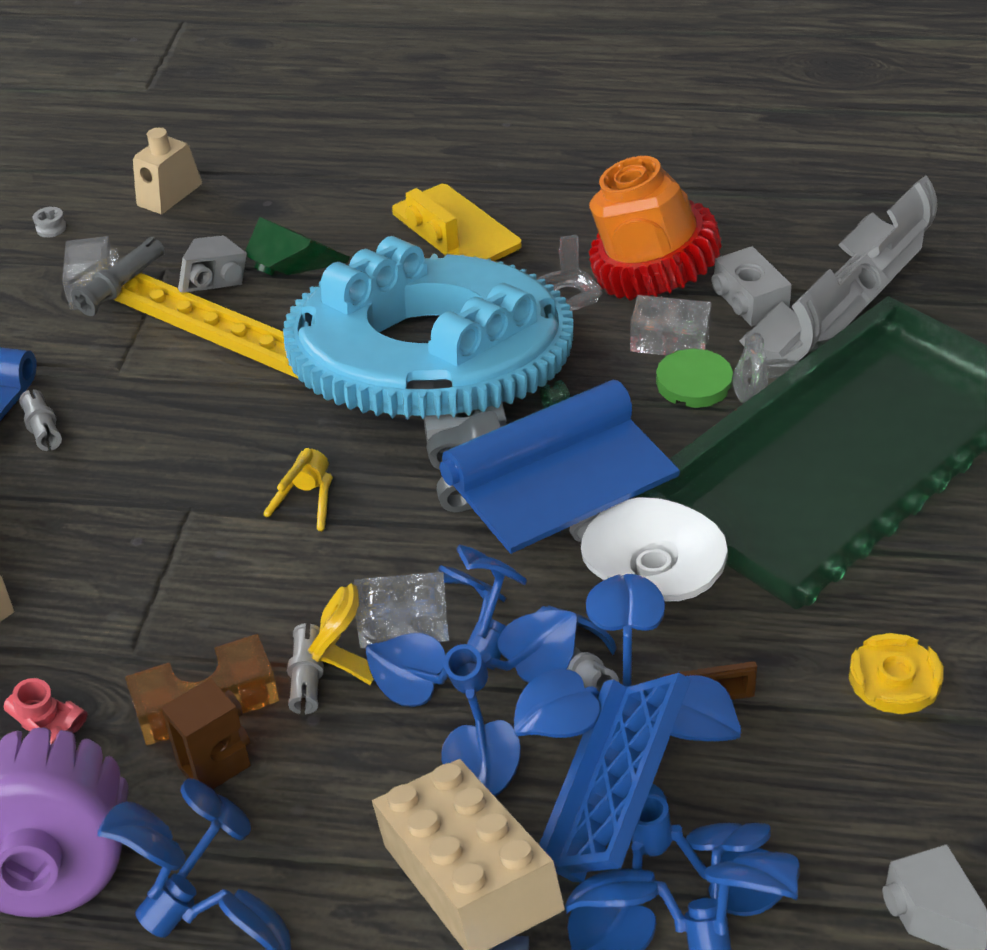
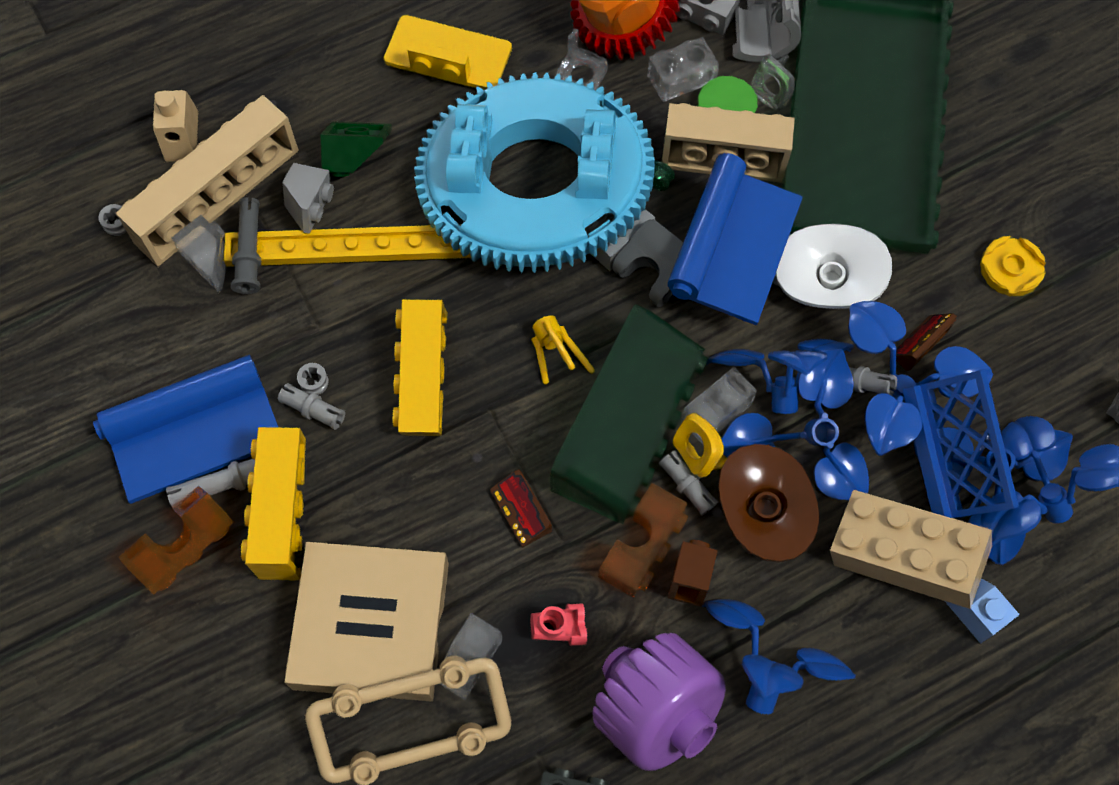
camera: 40 degrees left, 25 degrees up
(67, 403) = (307, 370): none -> light grey bush
(126, 600) = (521, 508): none -> slope
(130, 210) = (209, 178): none -> tan brick
(160, 430) = (420, 367): none -> yellow wedge
(292, 556) = (628, 416): none -> clear green windscreen
(354, 720) = (768, 502): none -> reddish brown hat
(666, 396) = (701, 133): none -> tan brick

